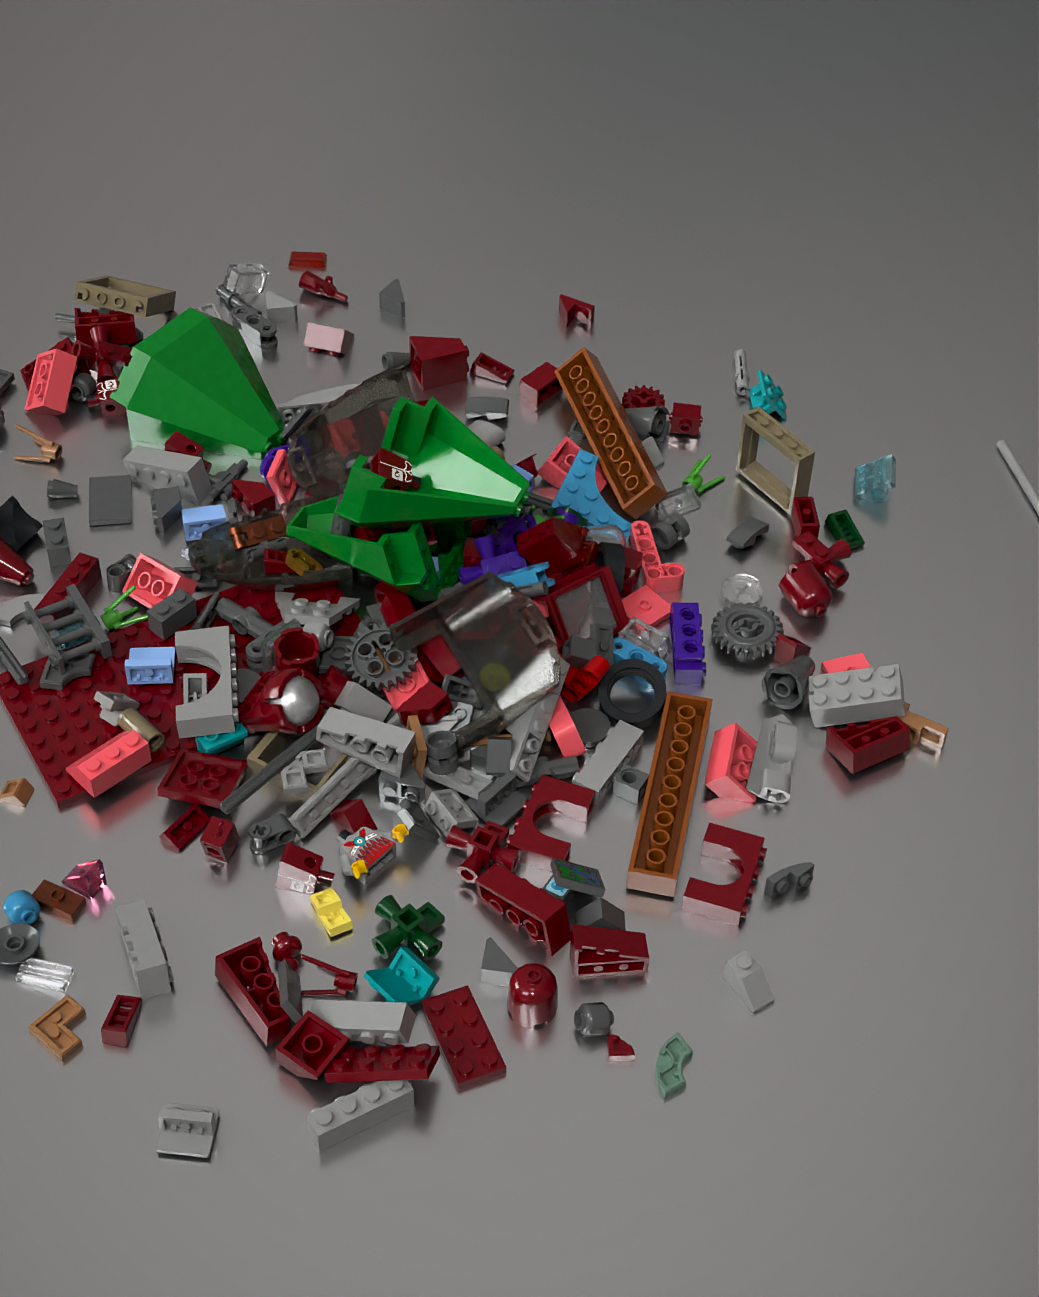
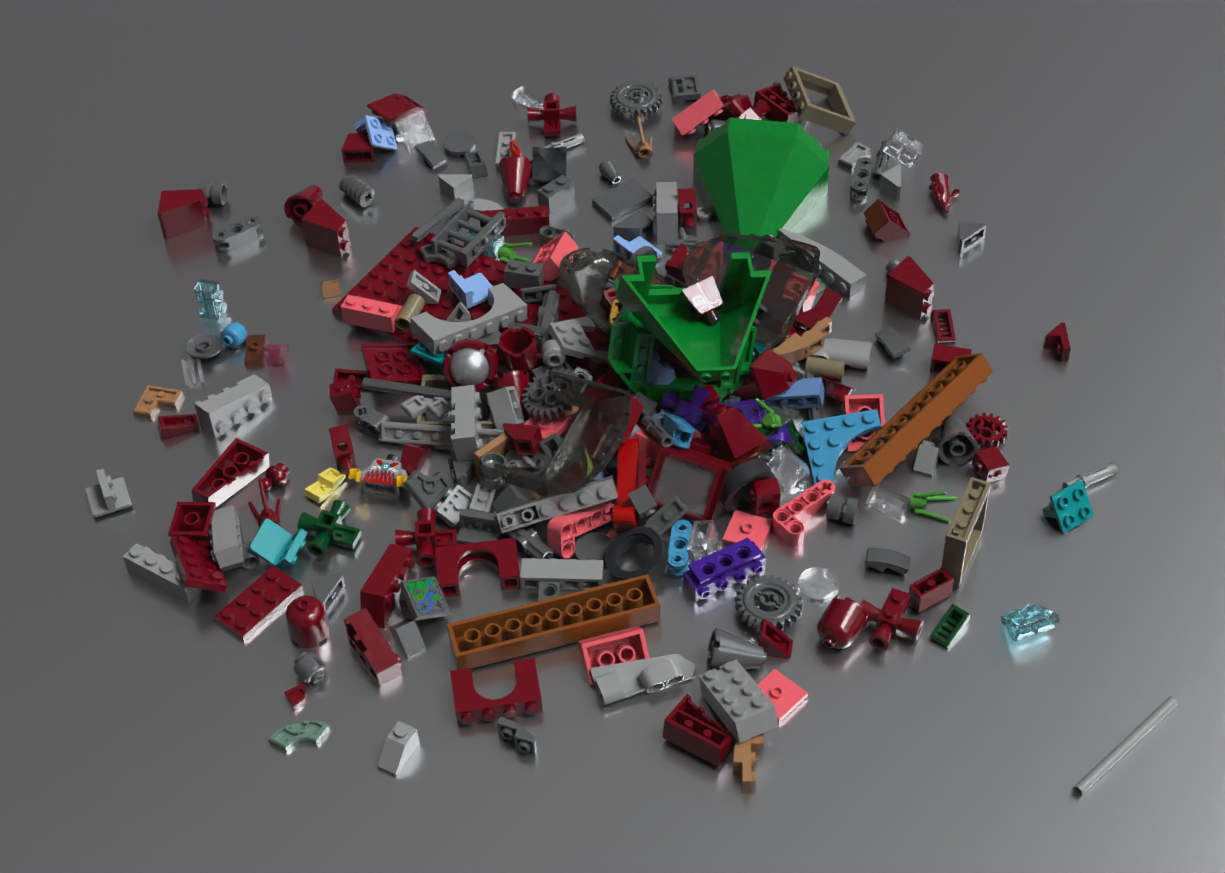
camera: 65 degrees right, 0 degrees up
(290, 991) = (233, 489): dark grey tile -> none
(307, 259) = (970, 172): clear red tile -> none

